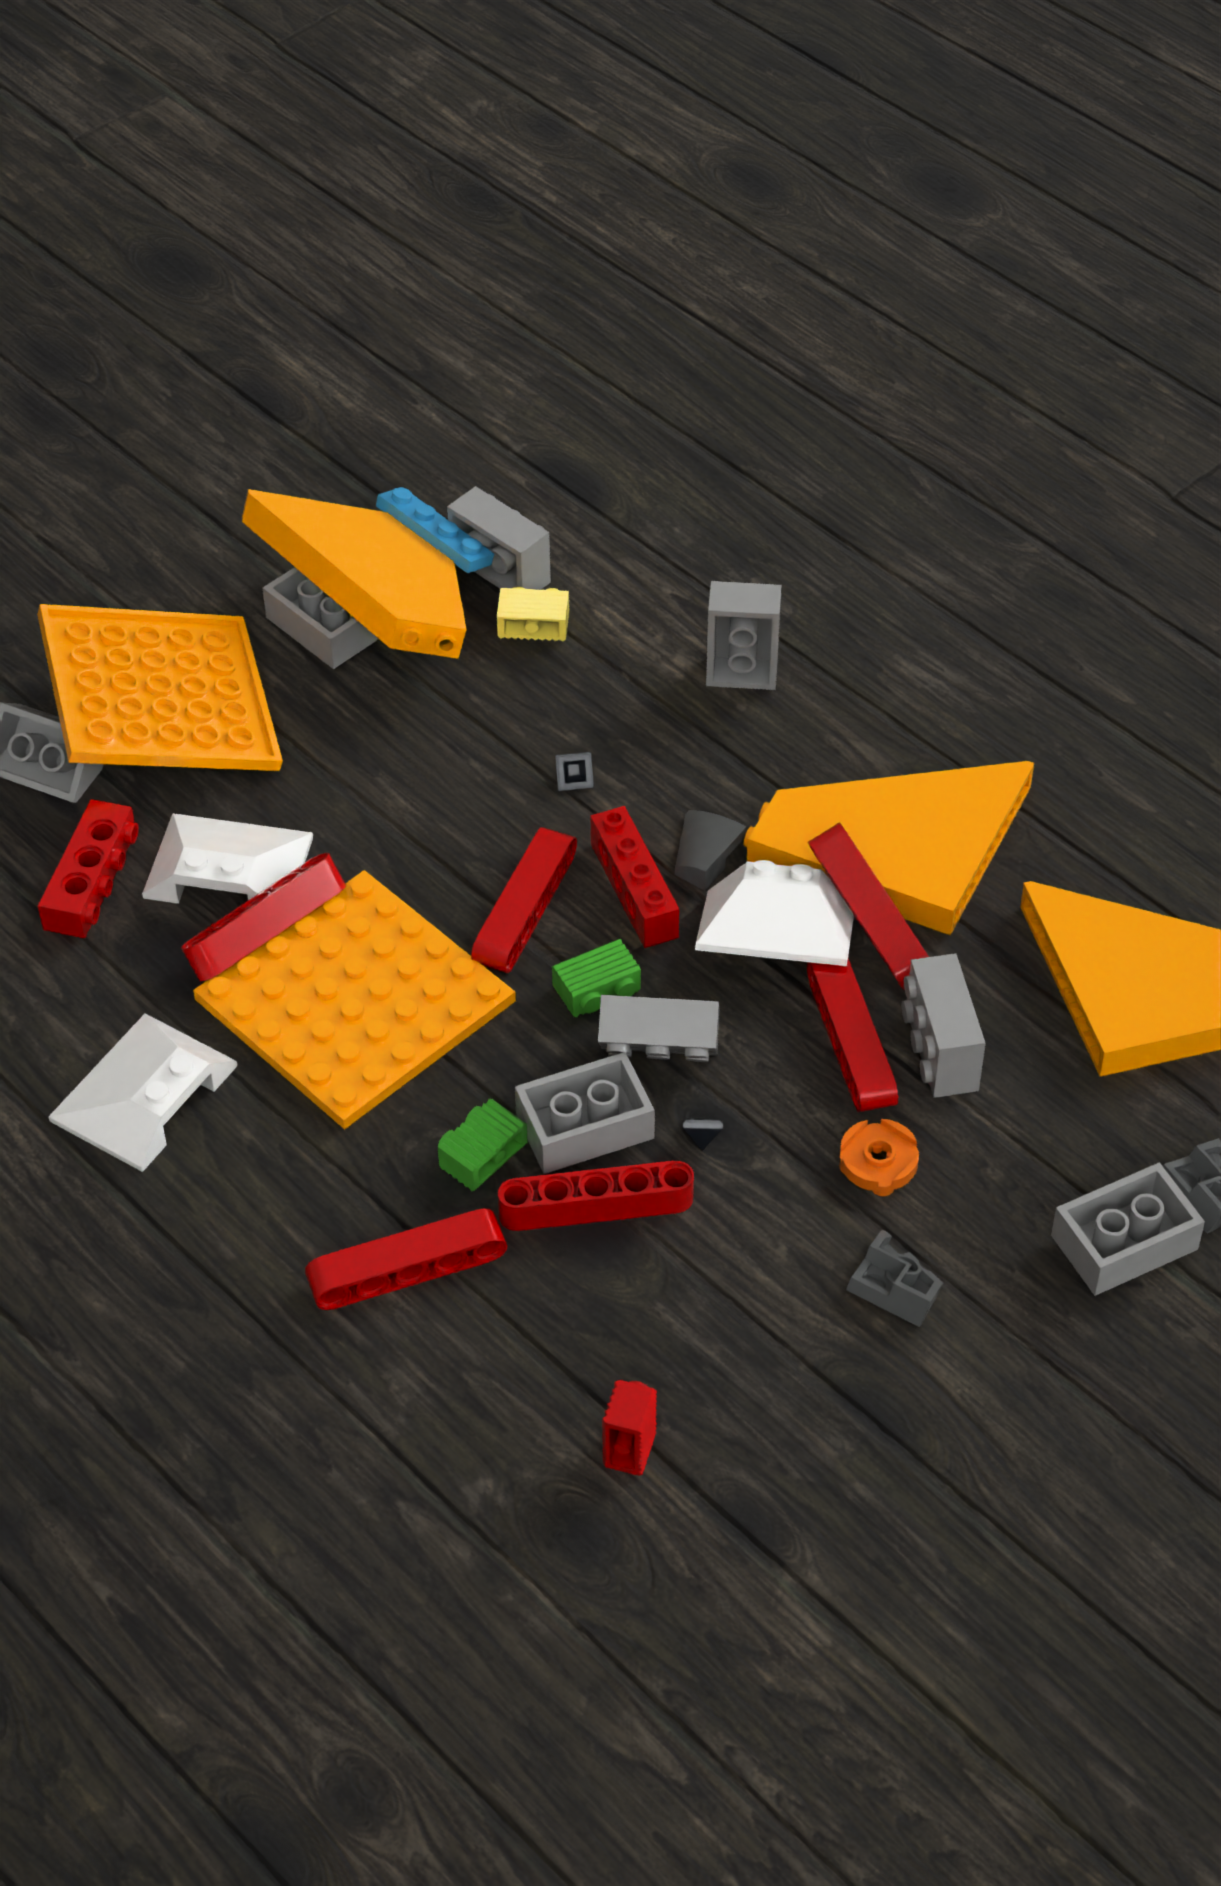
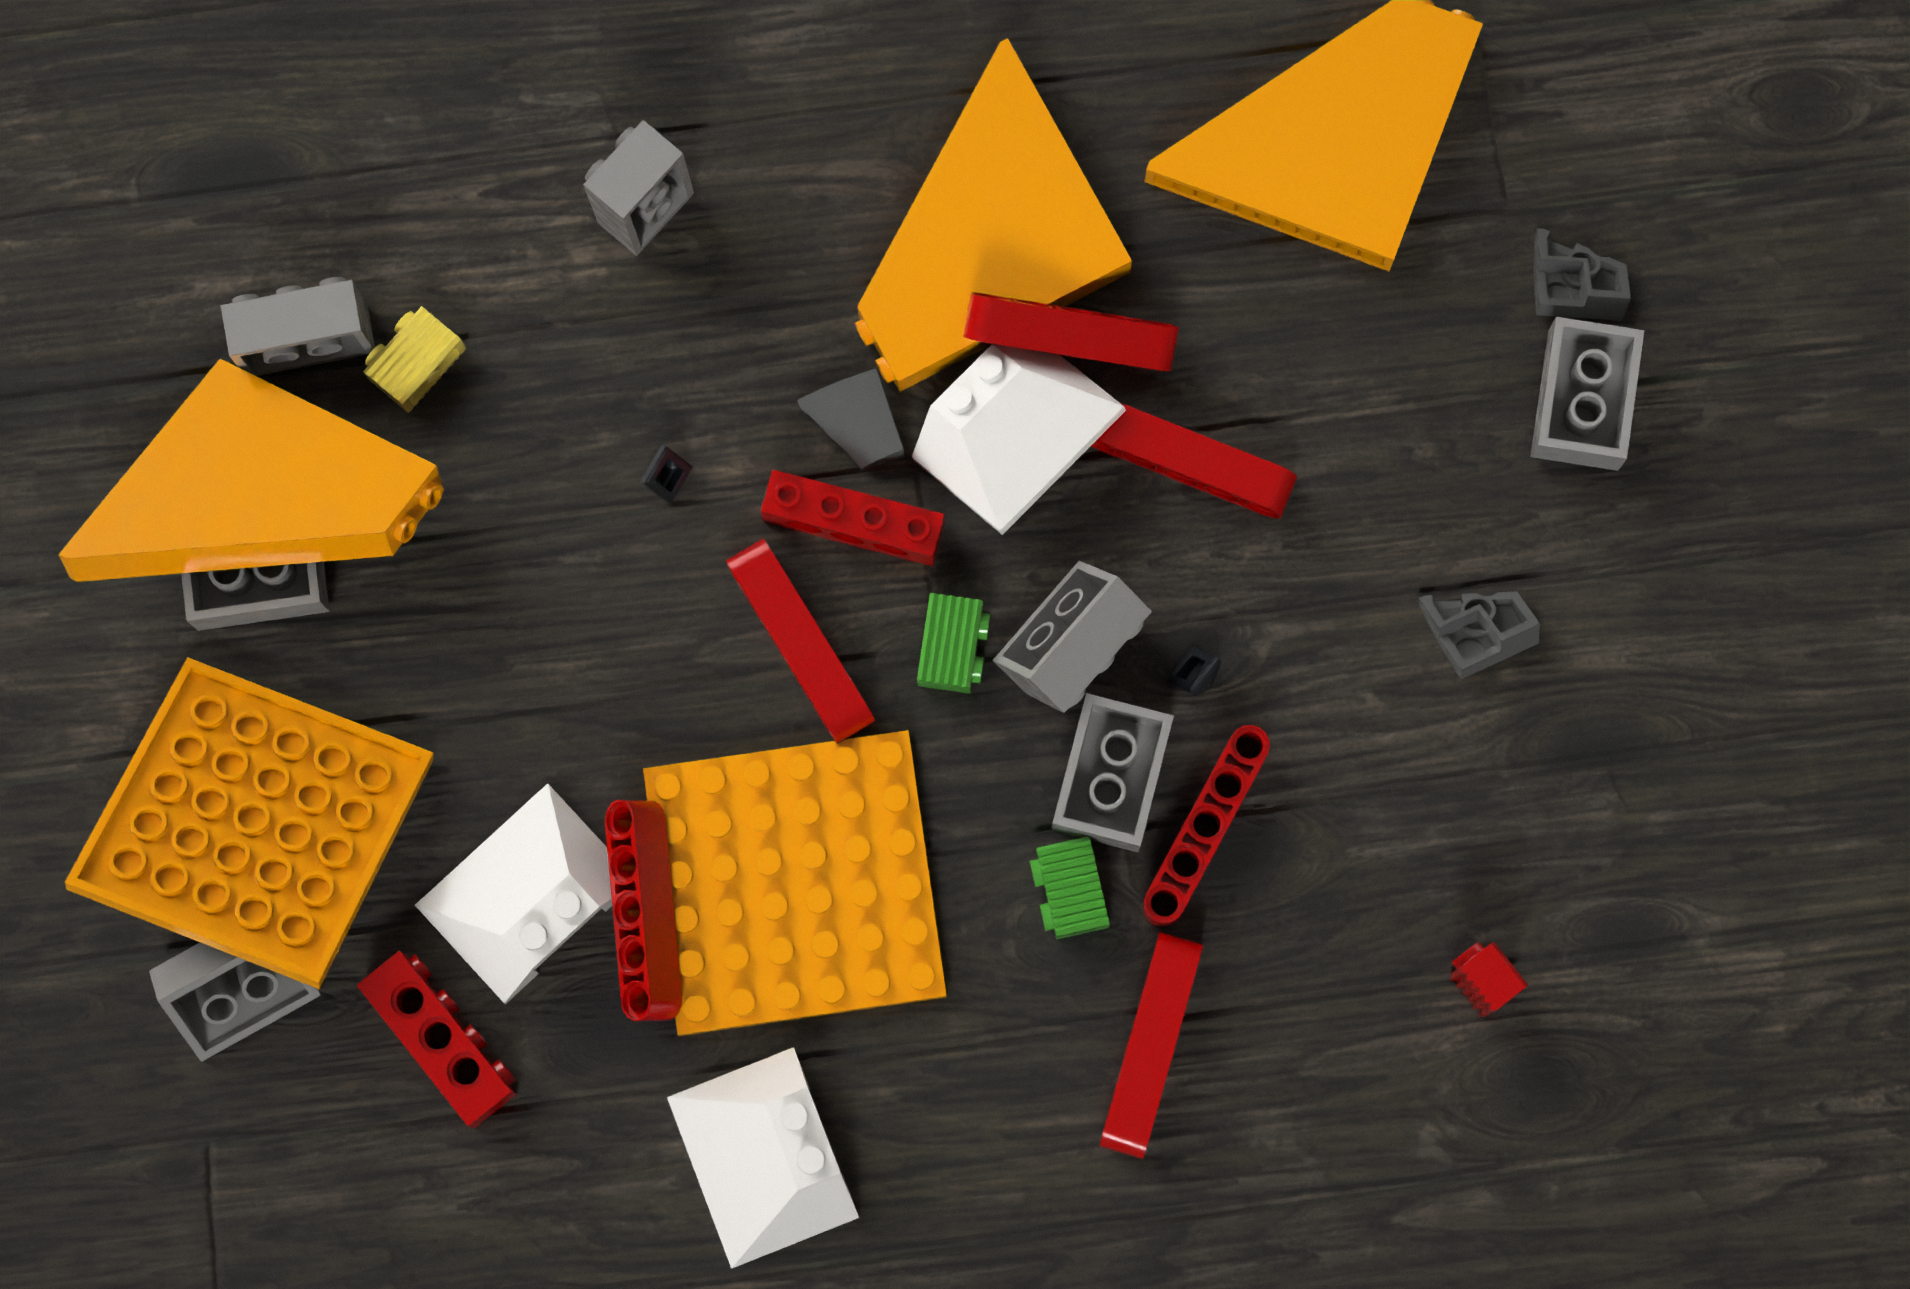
camera: 50 degrees left, 30 degrees up
(435, 529) = (236, 384): dark azure plate -> none
(875, 1174) = (1355, 519): orange plate -> none
(943, 1025) = (1257, 376): light grey brick -> none

